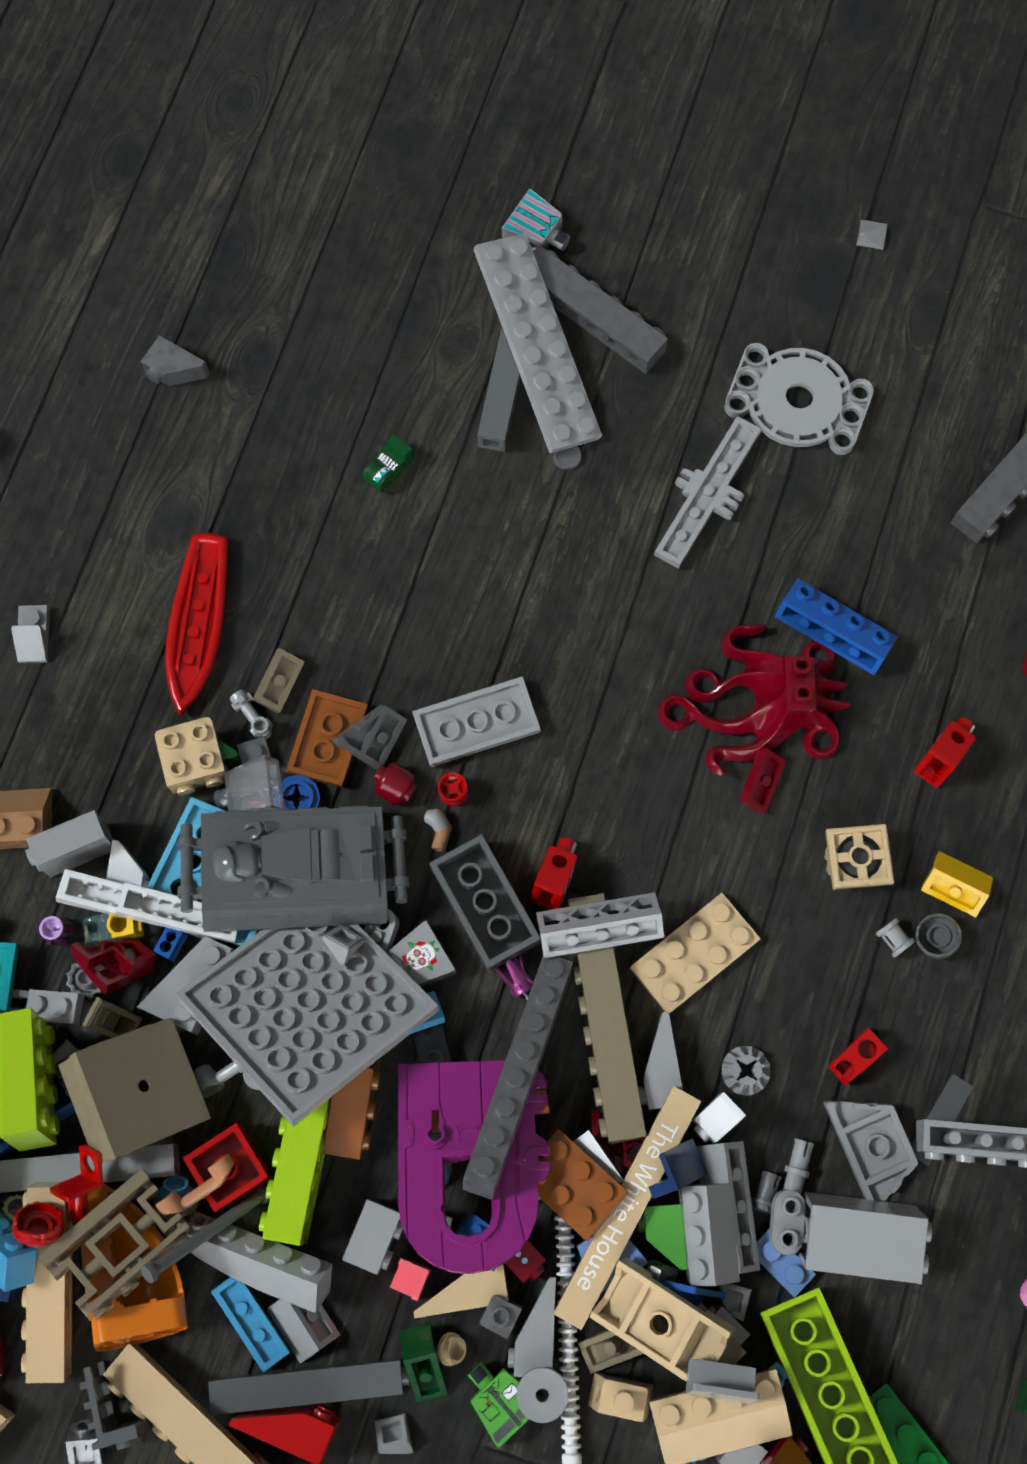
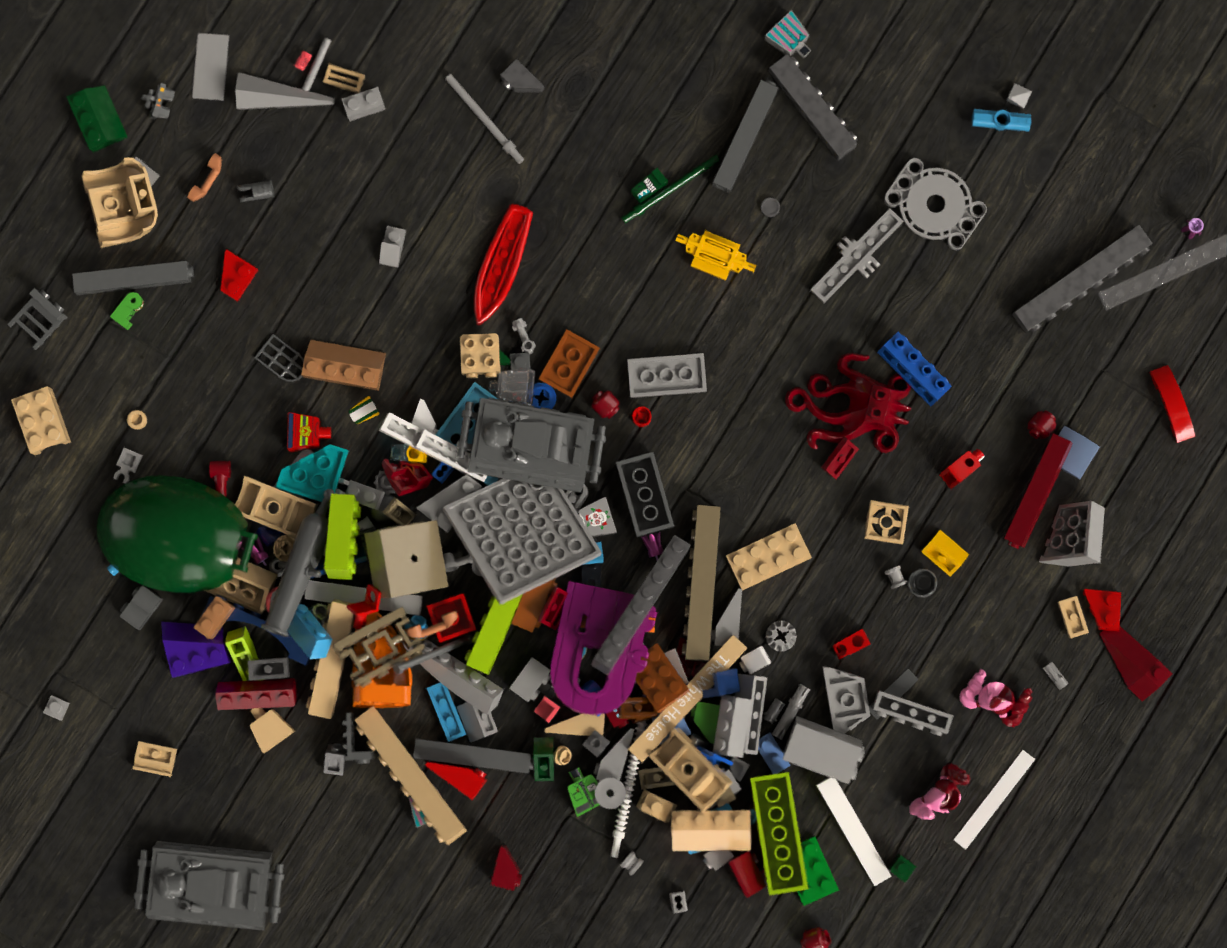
camera: 15 degrees right, 10 degrees up
(32, 884) = (363, 411): none -> sticker
(38, 1224) = (336, 624): red hair -> none
(53, 928) = (372, 446): lavender piece -> none
(69, 844) = (393, 395): light grey brick -> none
(173, 457) = (508, 146): none -> light grey bar
(278, 680) = (545, 317): dark tan plate -> none
(342, 943) = (551, 499): light grey slope -> none
(372, 736) = (598, 369): dark grey wing -> none
(382, 500) = (639, 210): none -> dark green bar
(382, 1115) = (553, 609): none -> dark red slope
(393, 1435) = (517, 796): light grey slope -> none
(442, 827) = (629, 439): arm -> none
(504, 535) = (715, 254): none -> yellow piece
(537, 342) = (769, 125): light grey plate -> none
(552, 1244) = (637, 710): none -> reddish brown slope
(554, 875) = (689, 491): red torso -> none
(601, 928) = (713, 529): light grey fence -> none
(721, 1381) = (715, 808): light grey panel -> none
(787, 1222) = (779, 730): light grey plate -> none
(872, 264) = (988, 119): none -> dark azure piece
(945, 1357) = (853, 830): none -> white slope

